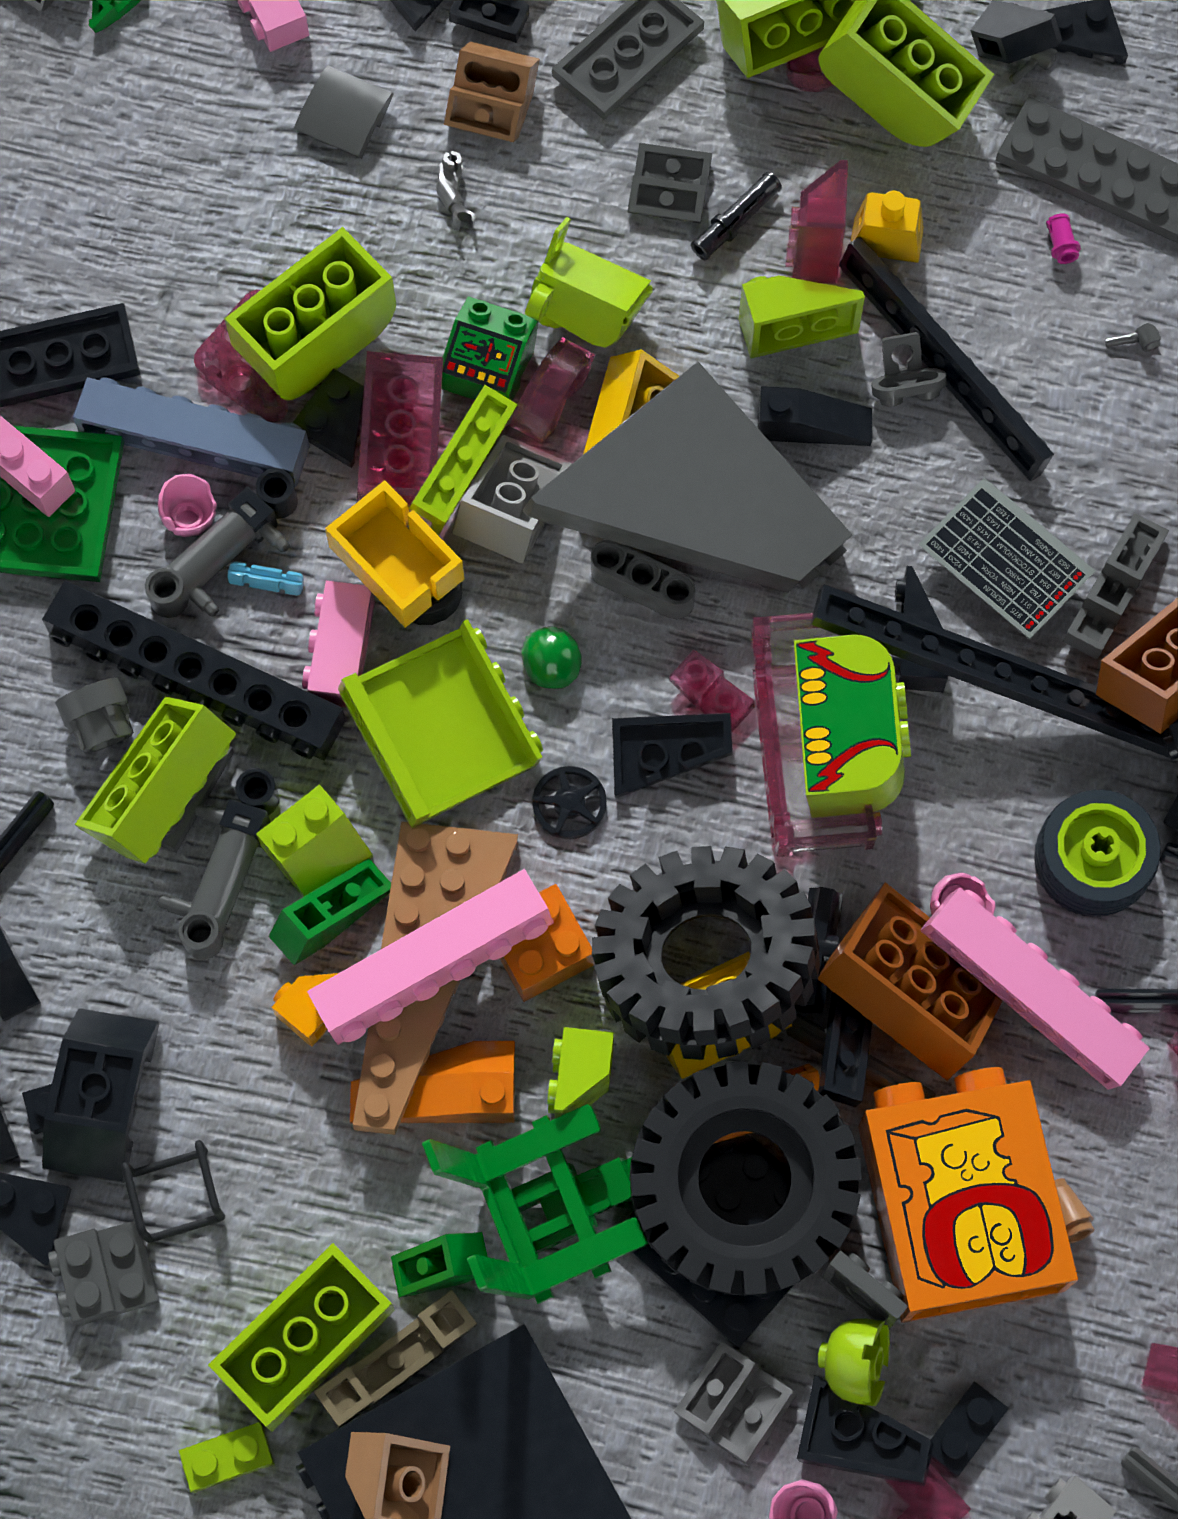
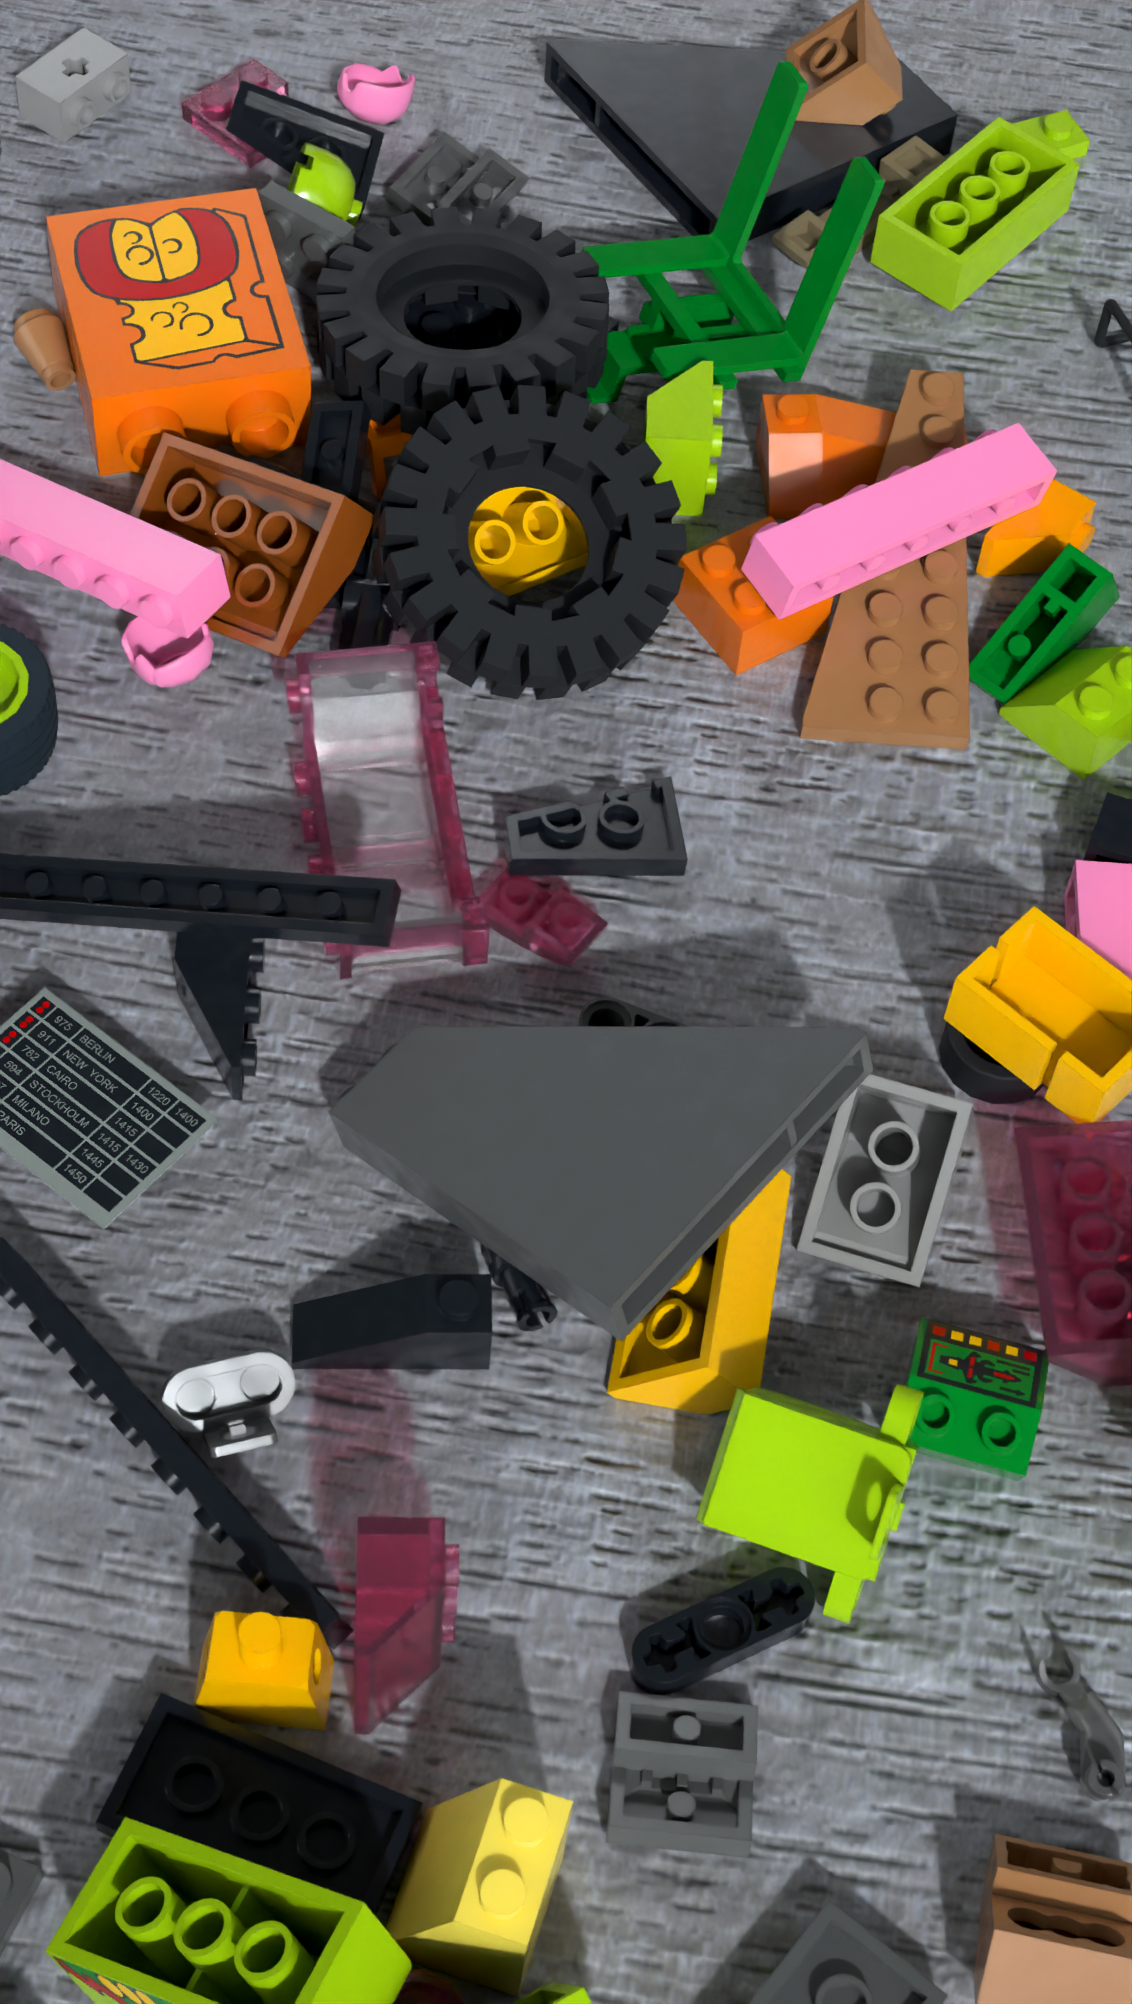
camera: 170 degrees right, 15 degrees down
(437, 1263) = (855, 298): green slope -> none
(441, 724) = (947, 834): lime panel -> none
(463, 457) = (978, 1196): lime fence -> none
(551, 657) = (789, 955): green hair -> none
(553, 383) = (850, 1341): clear pink brick -> none
(569, 802) = (734, 778): black wheel -> none
(670, 250) = (669, 1634): none -> black beam
(725, 225) = (570, 1681): black pin -> none
(779, 116) = (482, 1883): none -> light yellow slope
(795, 313) = (459, 1466): lime slope -> none
(850, 724) = (337, 773): brick -> none
(889, 162) = (262, 1802): none -> black plate
(966, 1428) = (185, 168): black plate -> none

